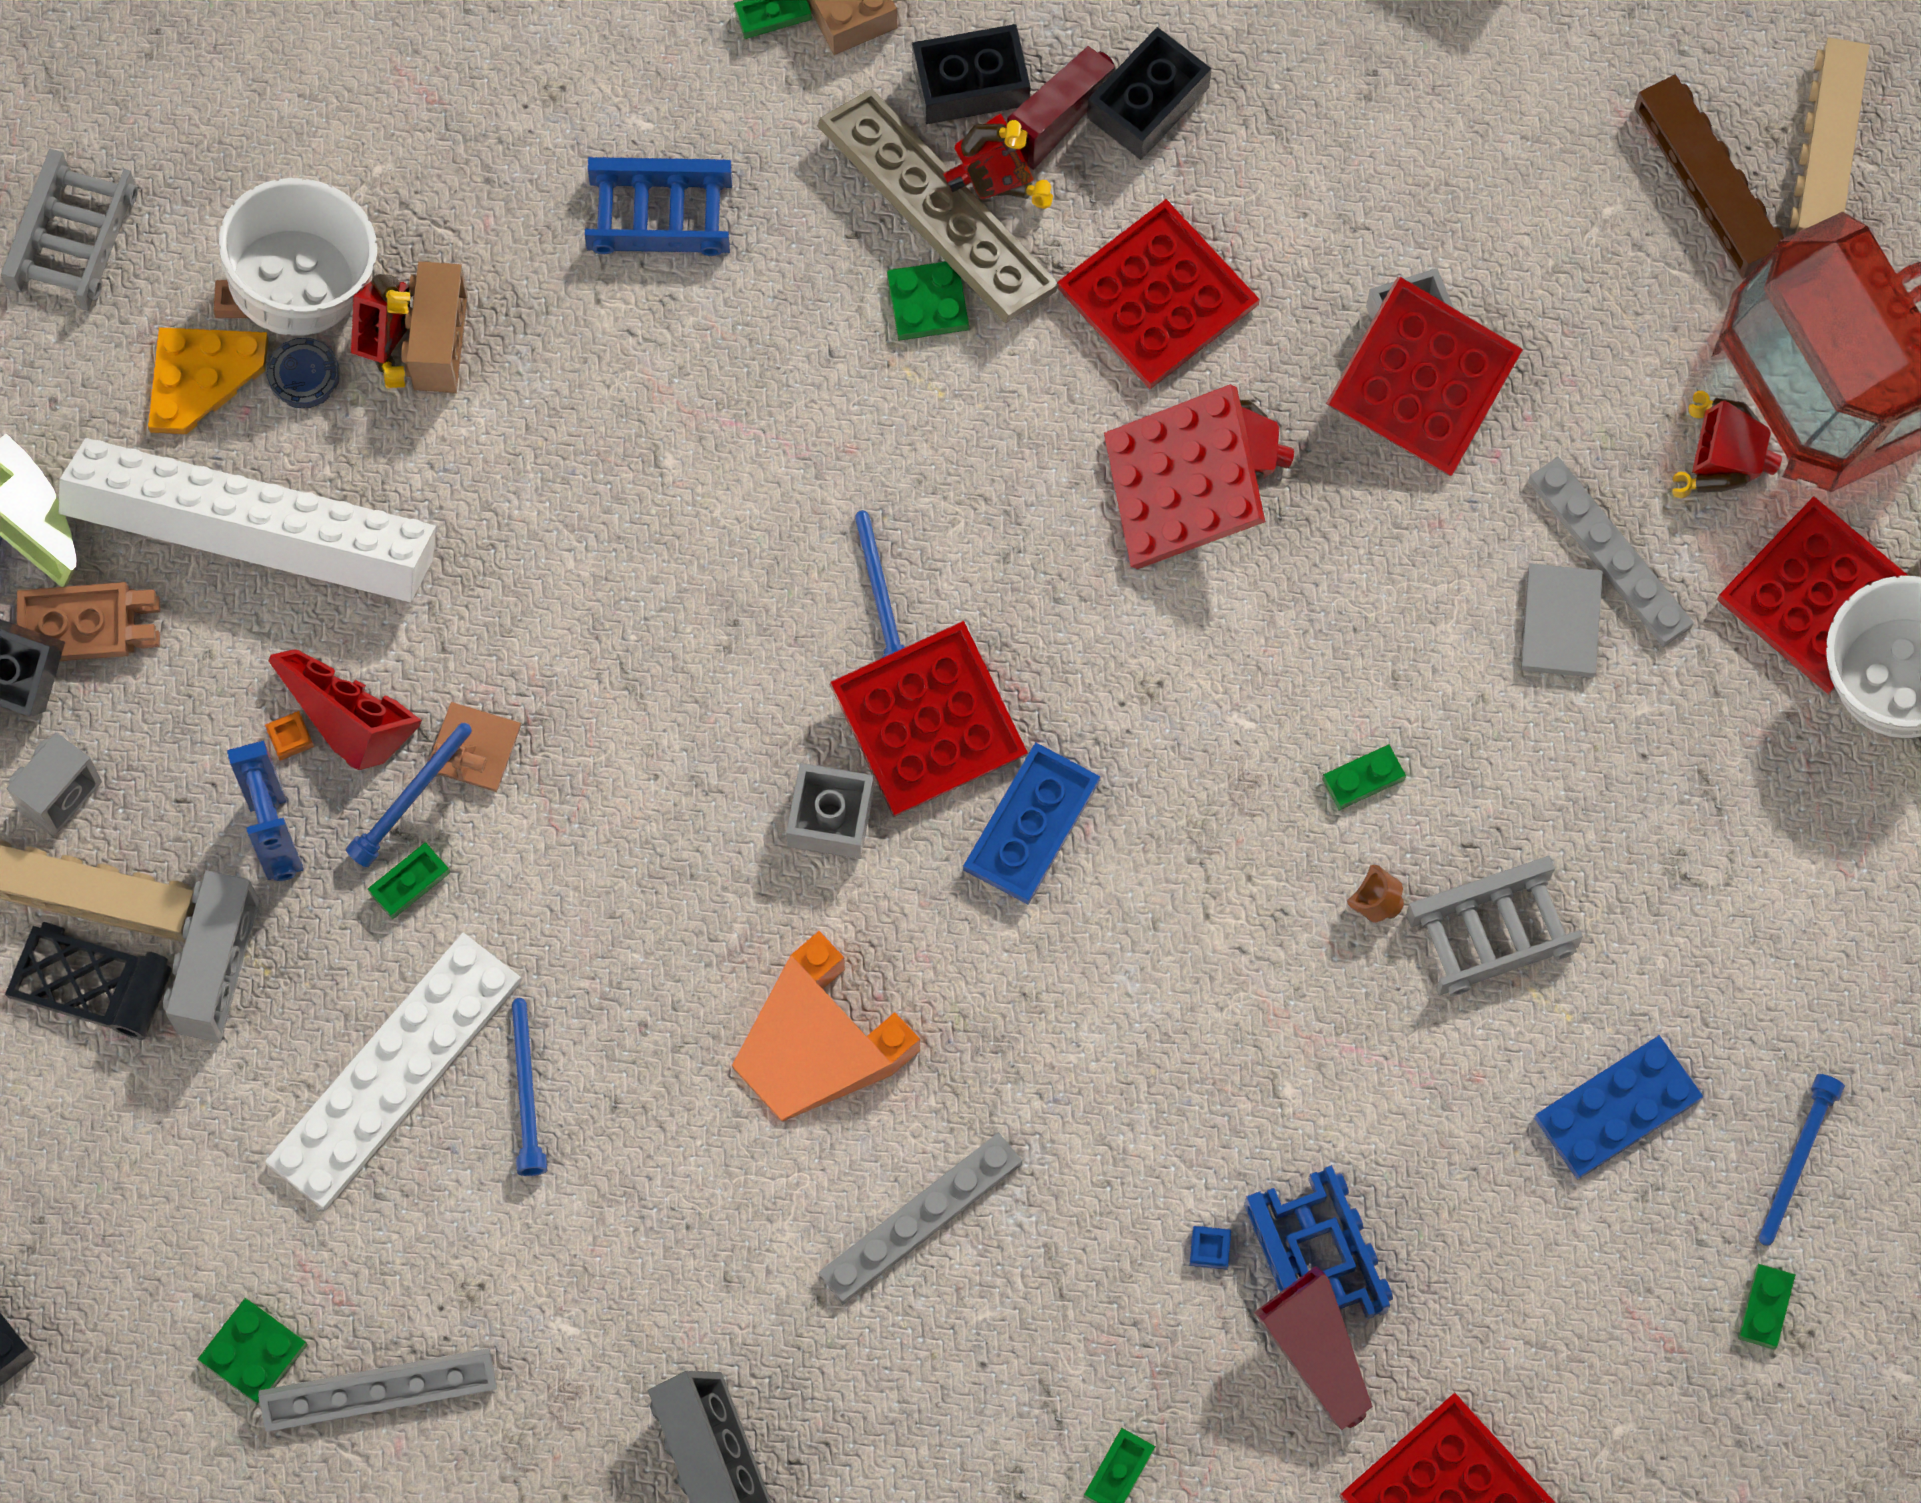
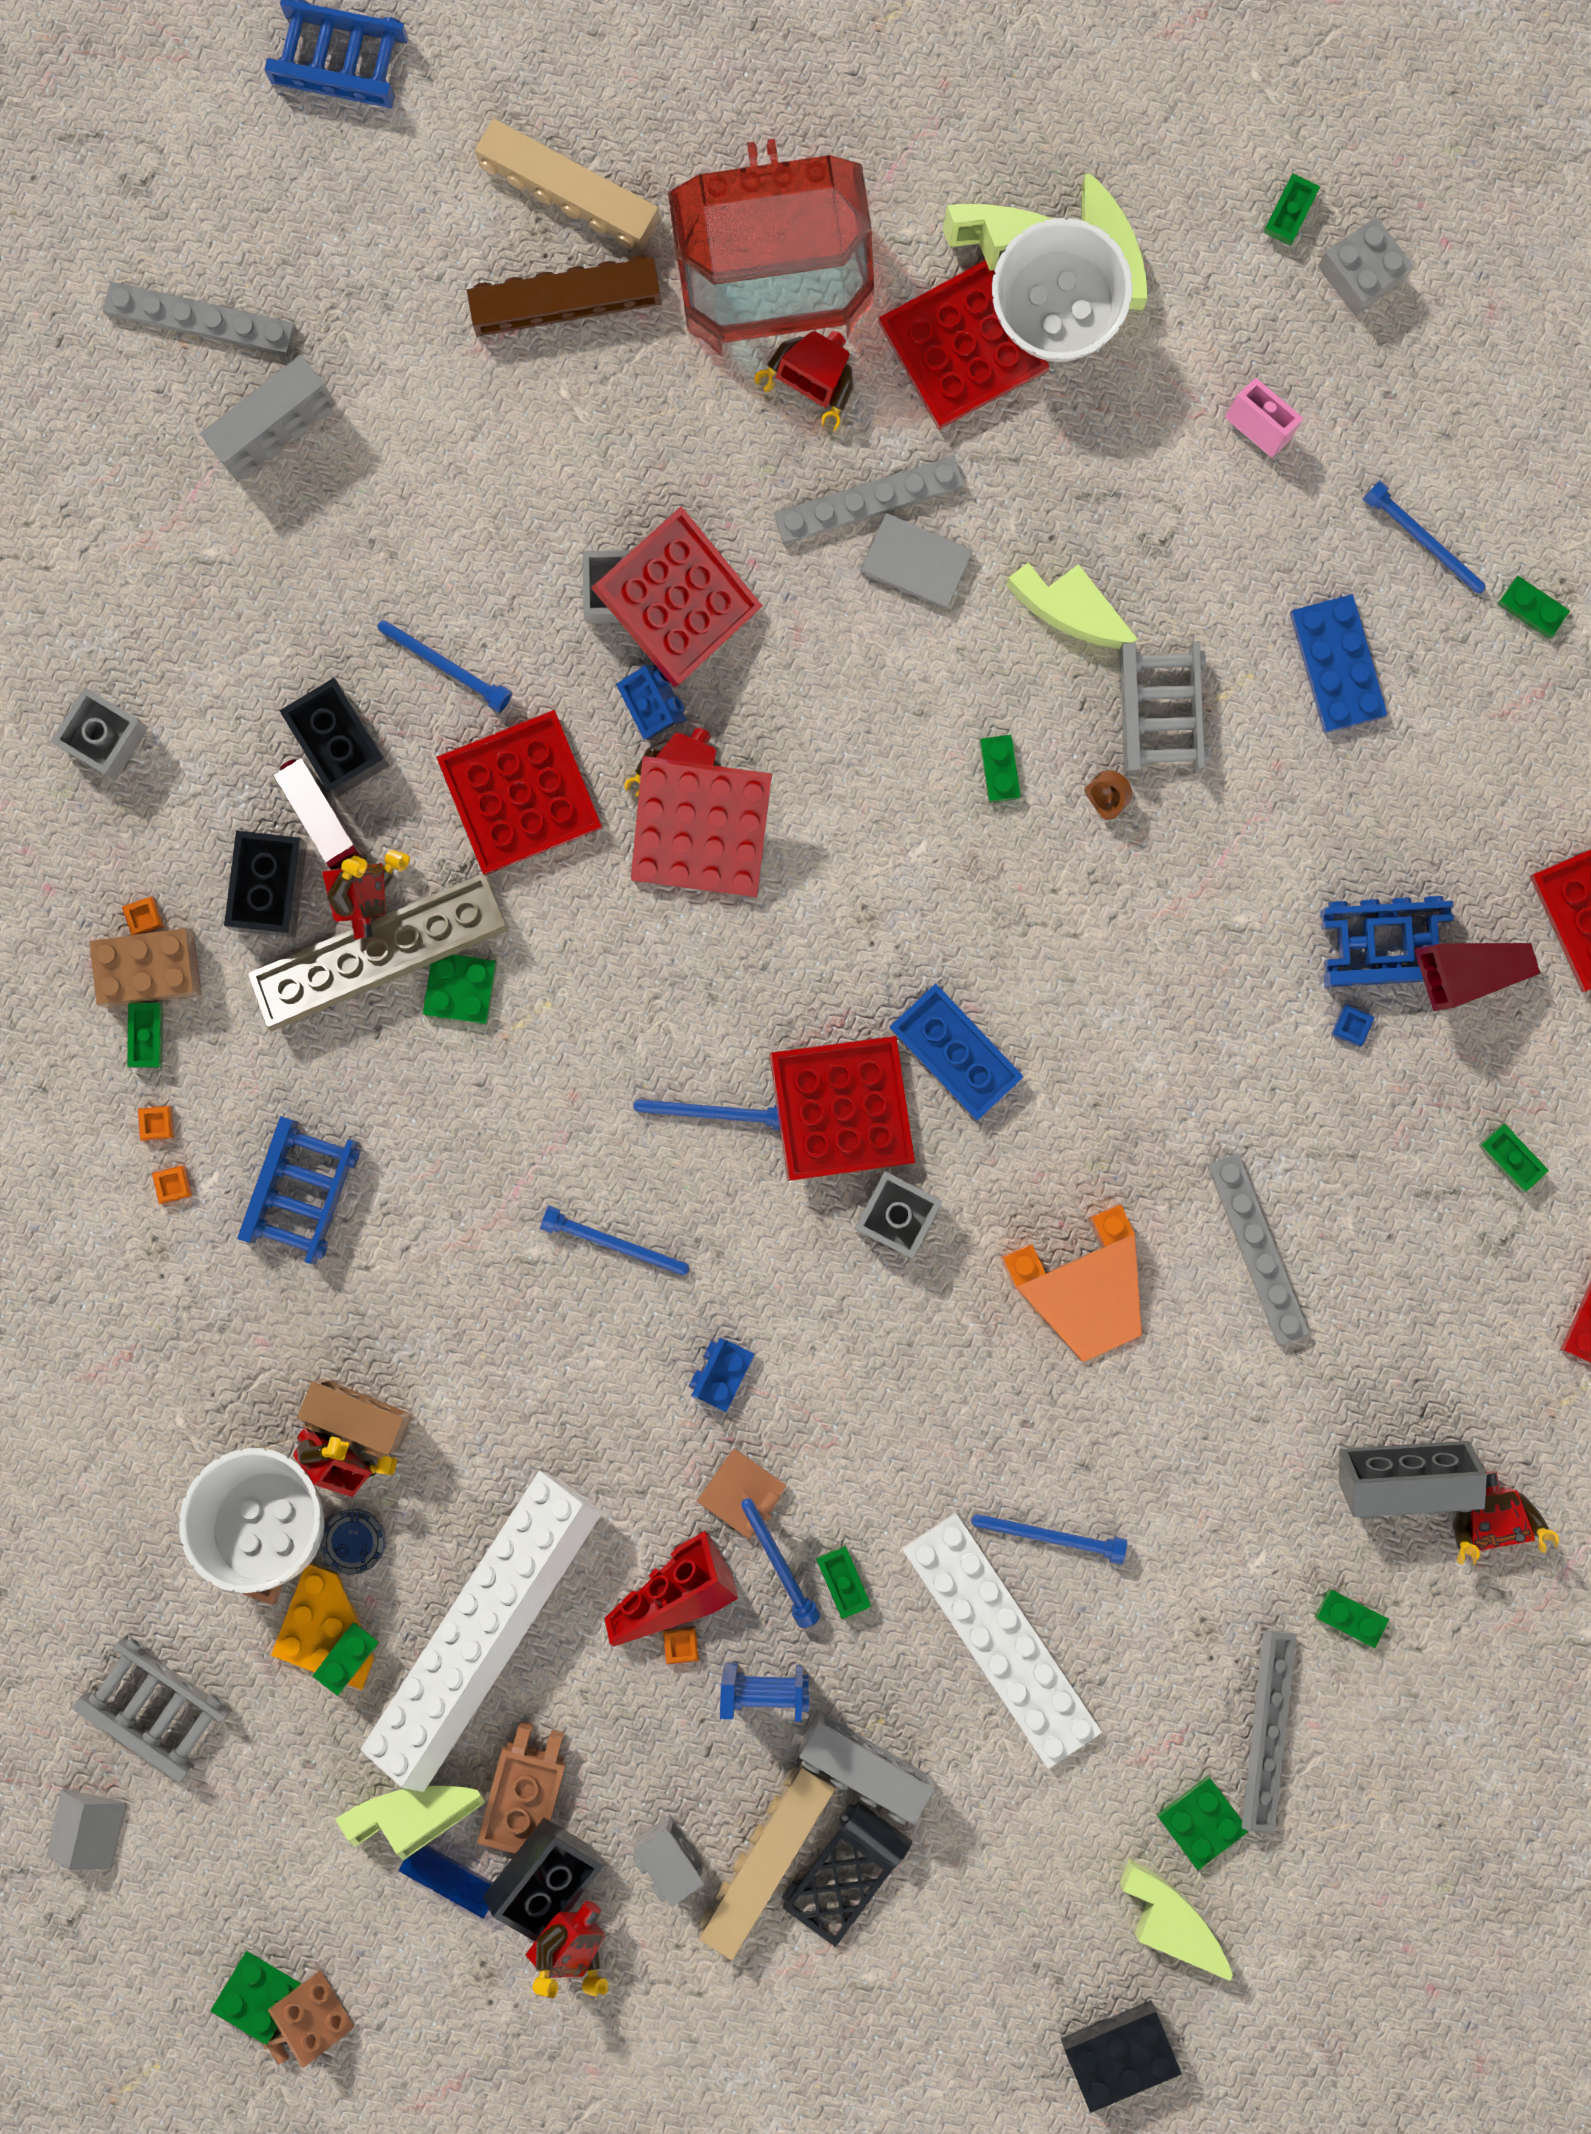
camera: 70 degrees left, 15 degrees up
(131, 1349) = (1172, 1922): none -> yellowish green slope
(177, 397) = (345, 1659): none -> green plate
(533, 1449) = (1351, 1618): none -> green plate
(598, 685) = (722, 1373): none -> blue bracket
(624, 85) = (172, 1184): none -> orange tile
(684, 51) = (156, 1123): none -> orange tile
(709, 466) = (556, 1221): none -> blue piece
(1253, 240) = (495, 696): none -> blue piece
(1303, 395) = (651, 701): none -> blue bracket
(1573, 793) = (1071, 606): none -> yellowish green slope
(1863, 933) = (1263, 417): none -> bright pink brick

